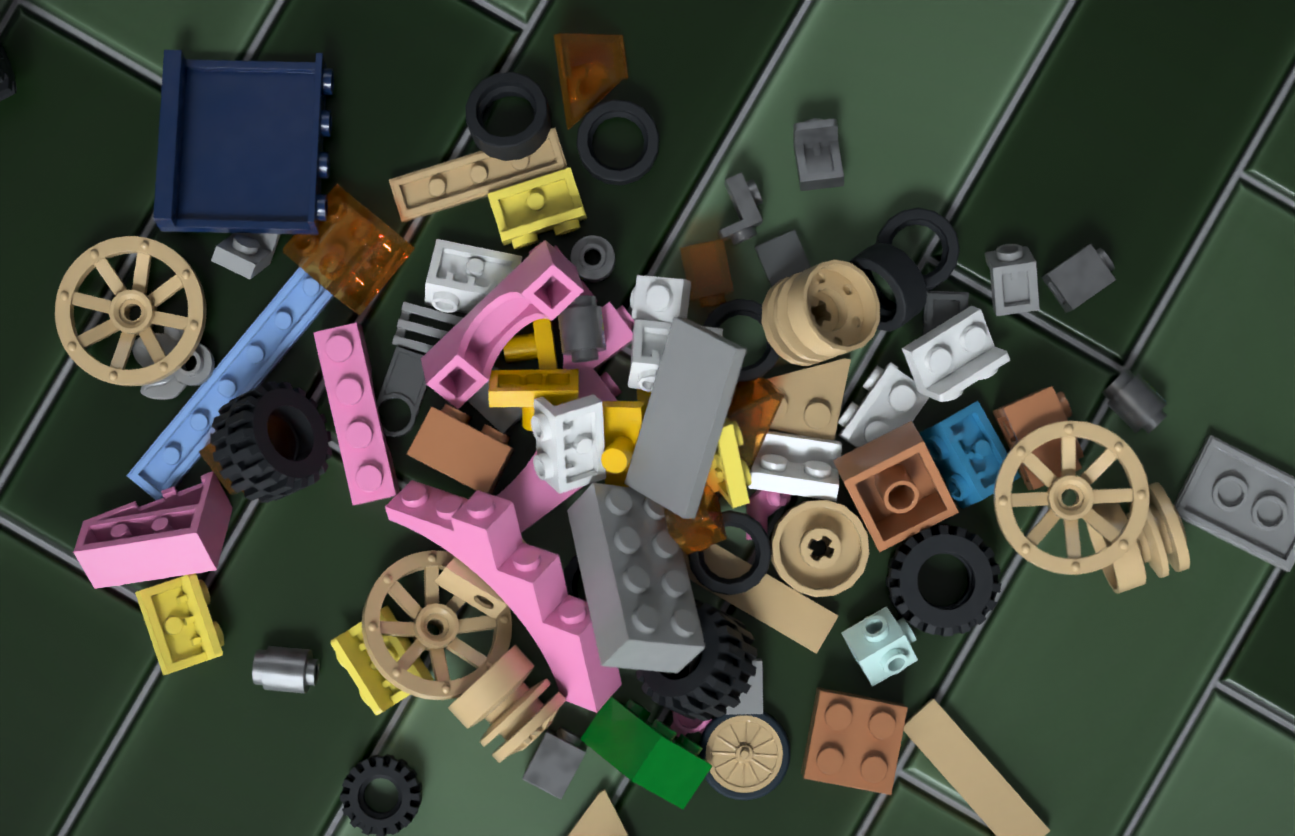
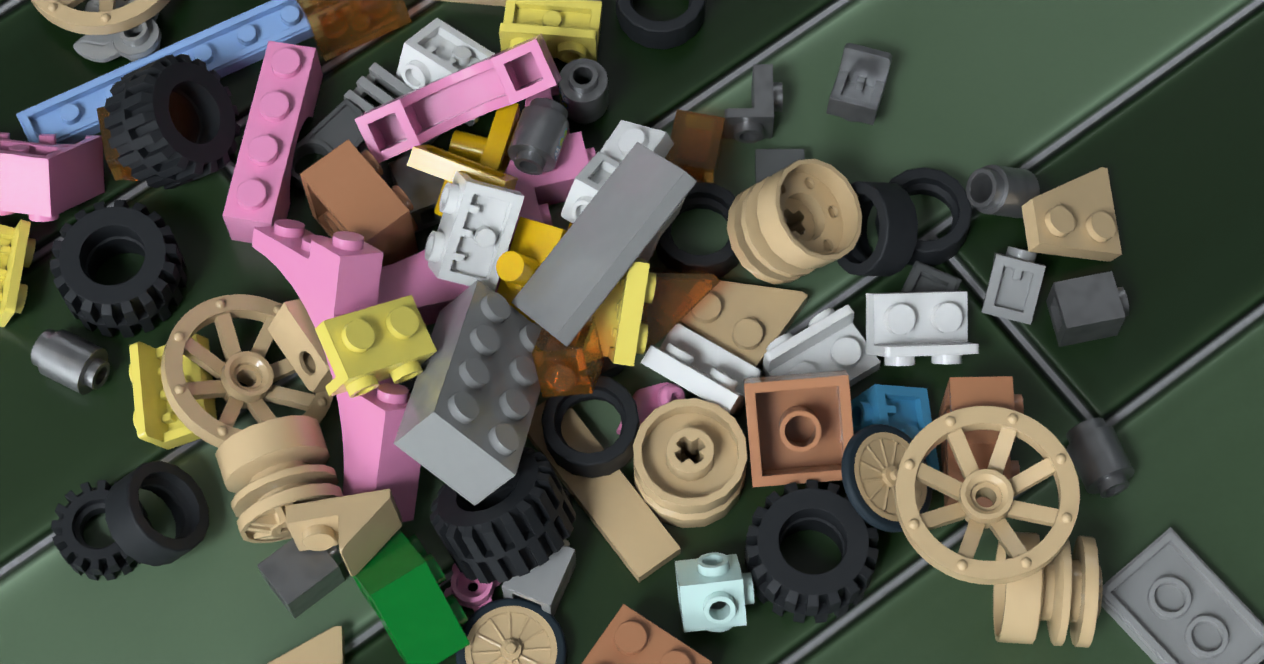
camera: 25 degrees right, 20 degrees down
(249, 588) = (107, 234): none -> black tyre
(444, 754) = (135, 533): none -> black tyre
(547, 587) = (375, 346): none -> light yellow bracket
(592, 722) = (354, 522): none -> tan slope
(970, 502) = (871, 473): none -> tan wheel
(974, 204) = (1001, 190): none -> flat silver brick
(1040, 201) = (1074, 219): none -> tan wing

